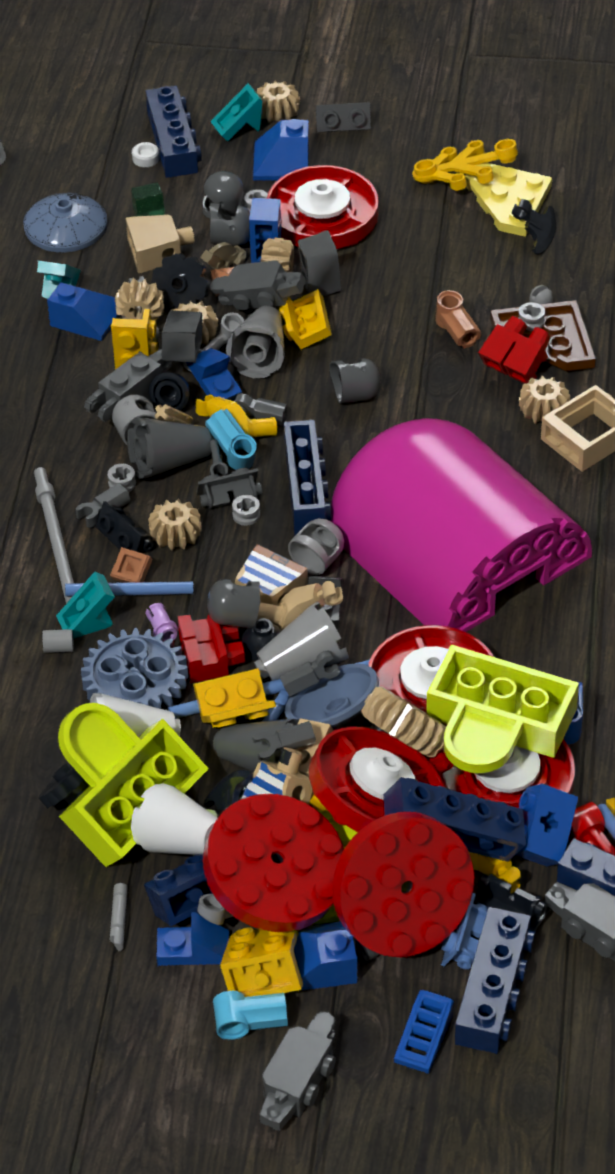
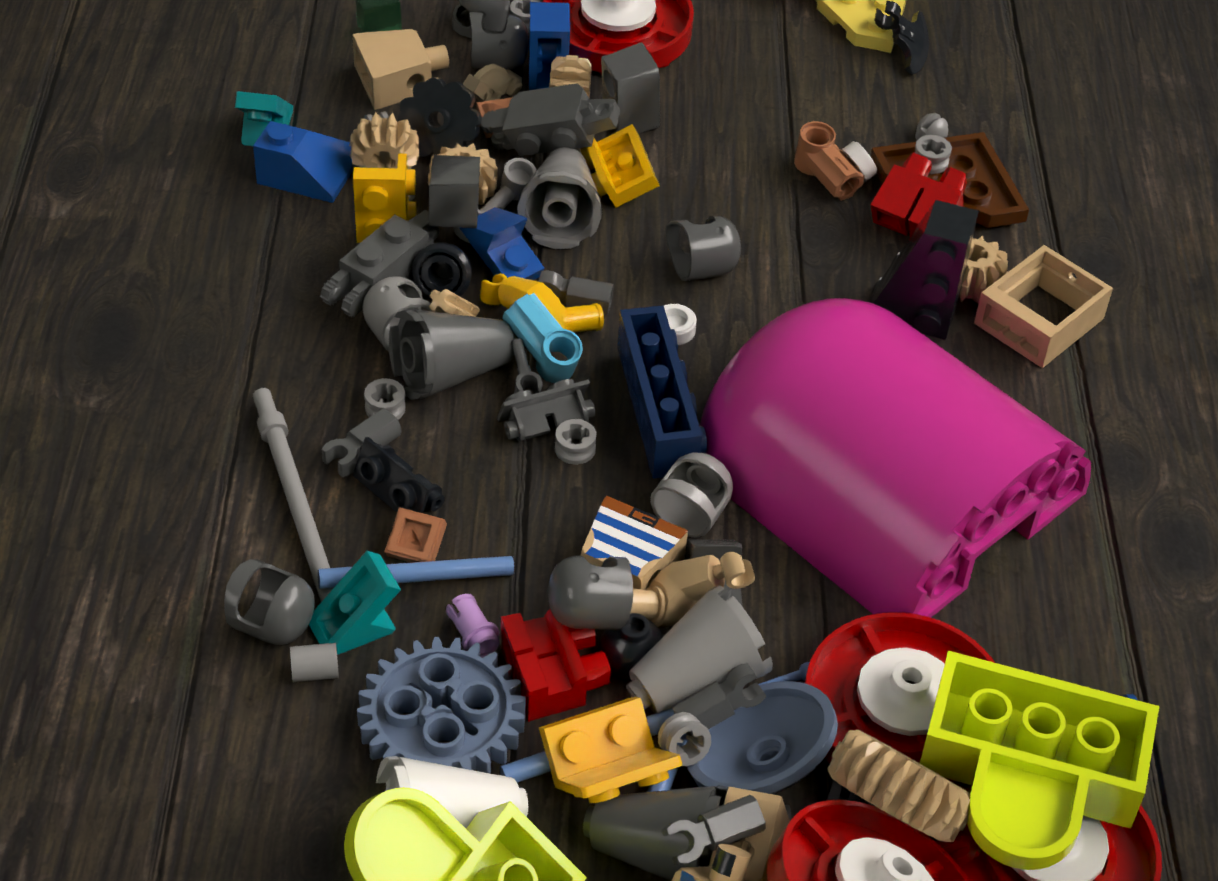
camera: 10 degrees left, 0 degrees up
(40, 606) = (279, 609): none -> dark grey helmet
(65, 222) = (265, 44): sand blue dish -> none
(175, 524) = (474, 468): tan gear -> none
(274, 690) = (675, 727): none -> light grey bush
(330, 431) = (682, 321): none -> white tile
(480, 320) = (860, 159): none -> white tile
(506, 404) = (929, 270): none -> black wedge

